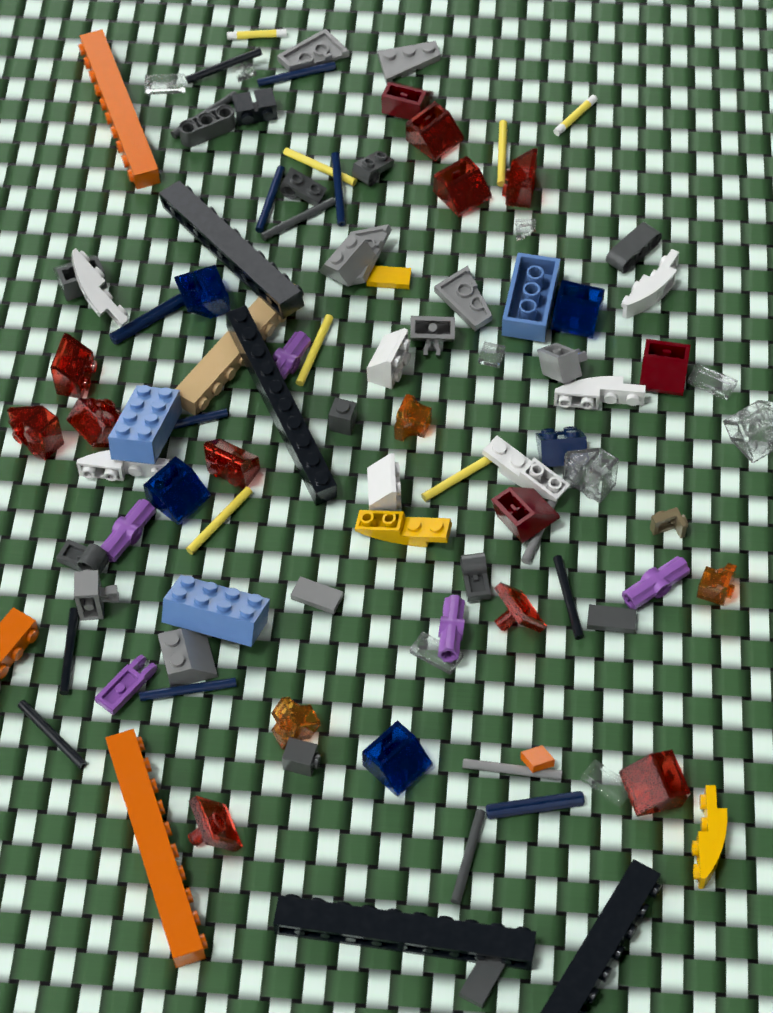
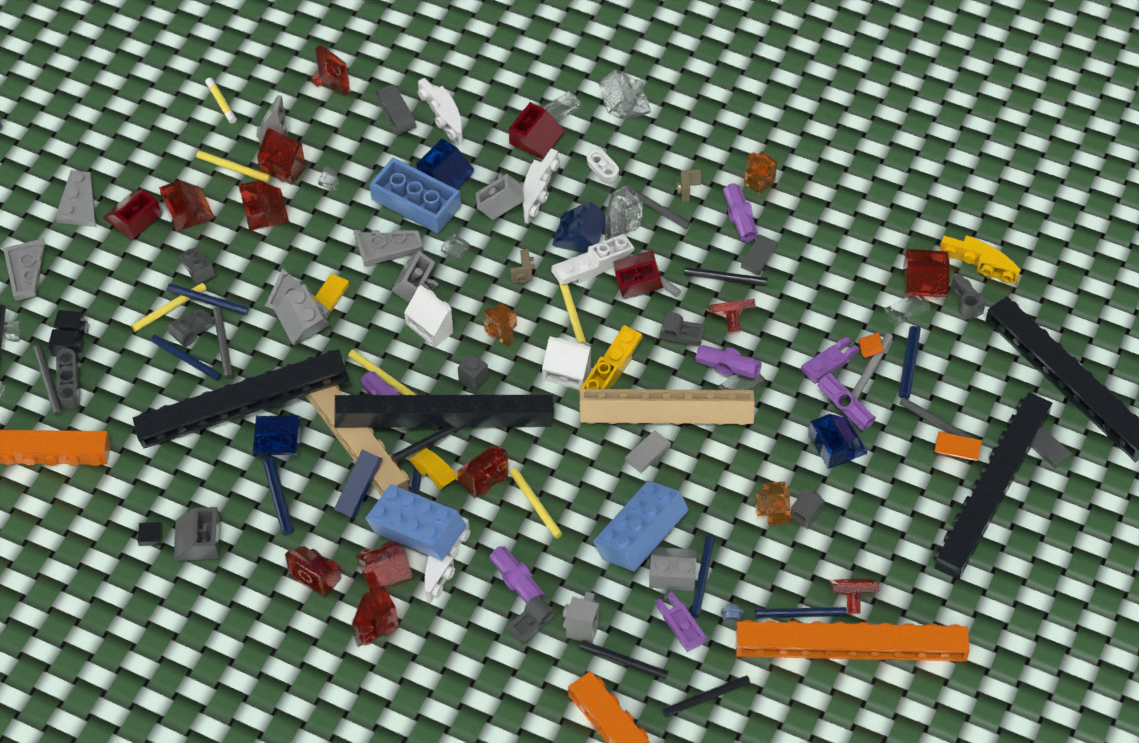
camera: 70 degrees left, 0 degrees up
(73, 241) = (149, 534): none -> black tile
(90, 283) = (232, 521): white slope -> none
(150, 726) = (732, 613): none -> sand blue plate
(175, 368) = (358, 484): none -> dark blue tile
(176, 490) = (494, 523): clear blue slope -> none
(176, 789) = (801, 612): none -> dark blue bar
(222, 422) = (437, 469): none -> yellow slope
(243, 404) = (424, 443): none -> black bar
(296, 74) = (41, 291): dark blue piece -> none
(370, 591) = (666, 406): none -> tan brick
(438, 882) = (958, 446): none -> orange slope
(448, 754) = (855, 410): none -> medium lavender piece
(491, 417) = (524, 273): none -> dark tan bracket
(502, 726) = (829, 360): none -> medium lavender hinge
(553, 158) = (273, 119): none -> light grey slope
(628, 506) = (662, 210): none -> dark grey bar
(648, 178) = (331, 70): none -> clear red tile
(649, 837) = (968, 296): none -> dark grey plate
(653, 442) = (605, 168): none -> white plate

